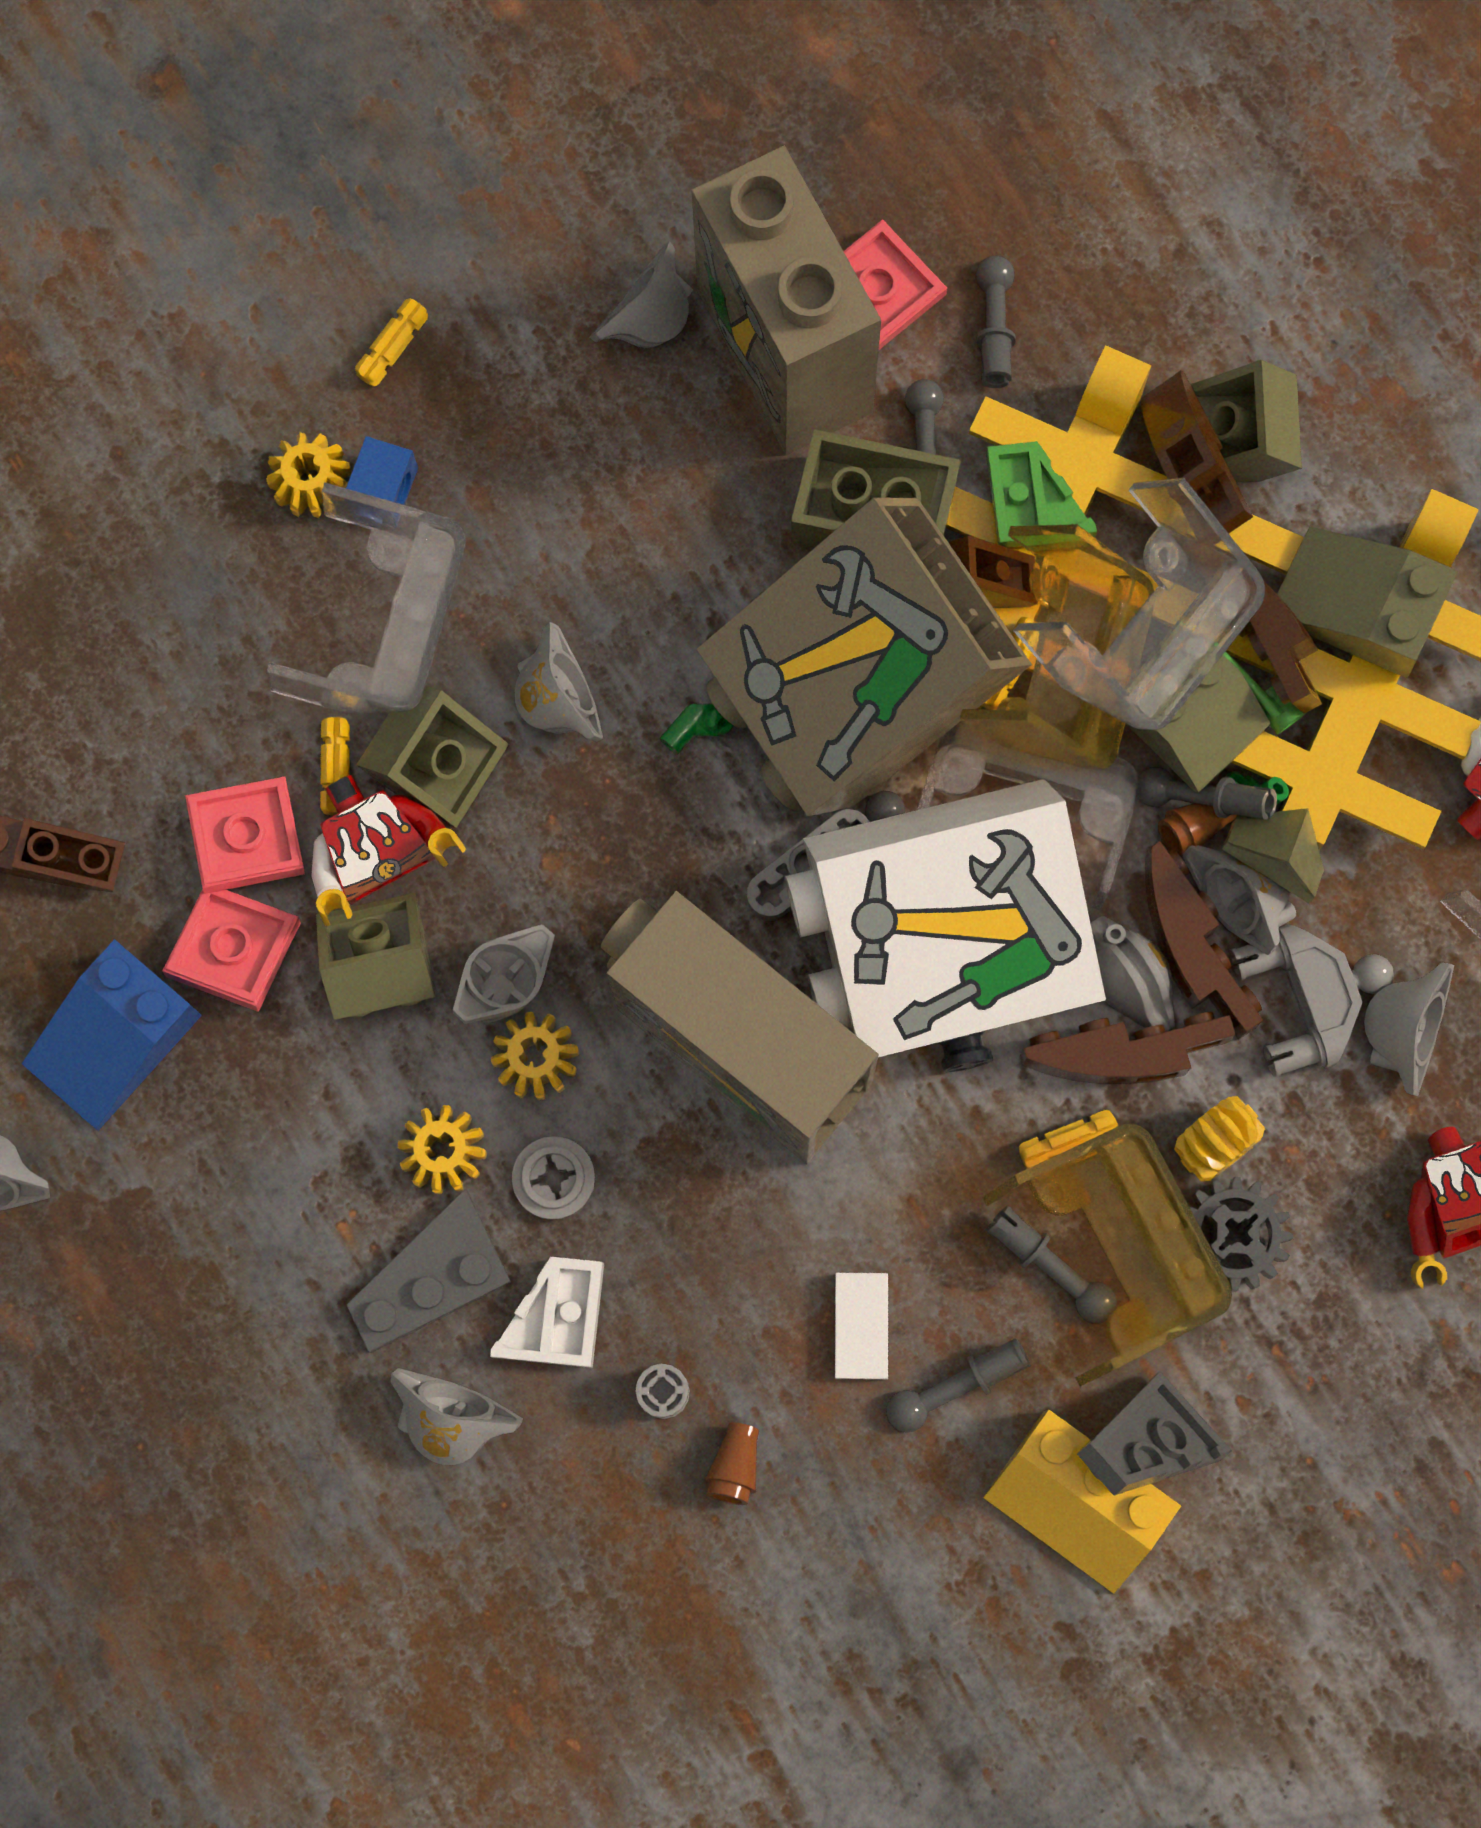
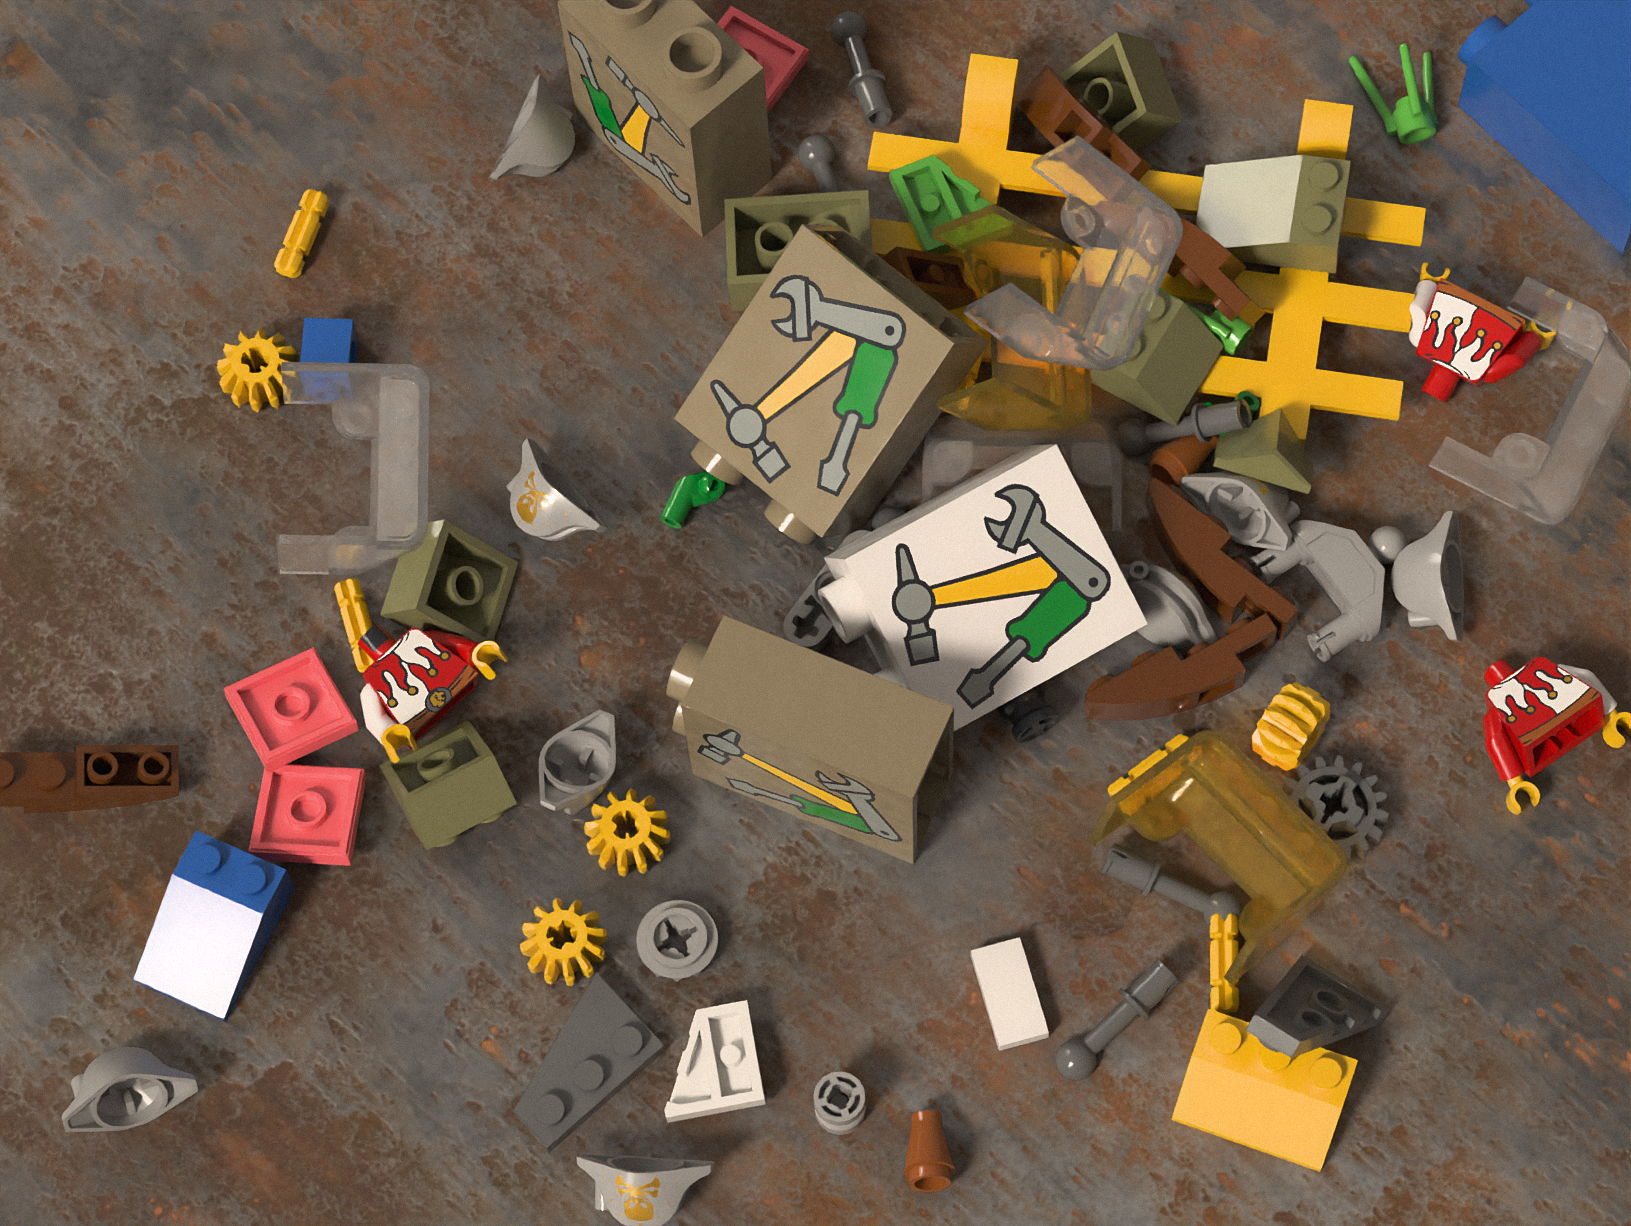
camera: 15 degrees left, 10 degrees down
(1080, 1357) = (1222, 954): none -> yellow axle

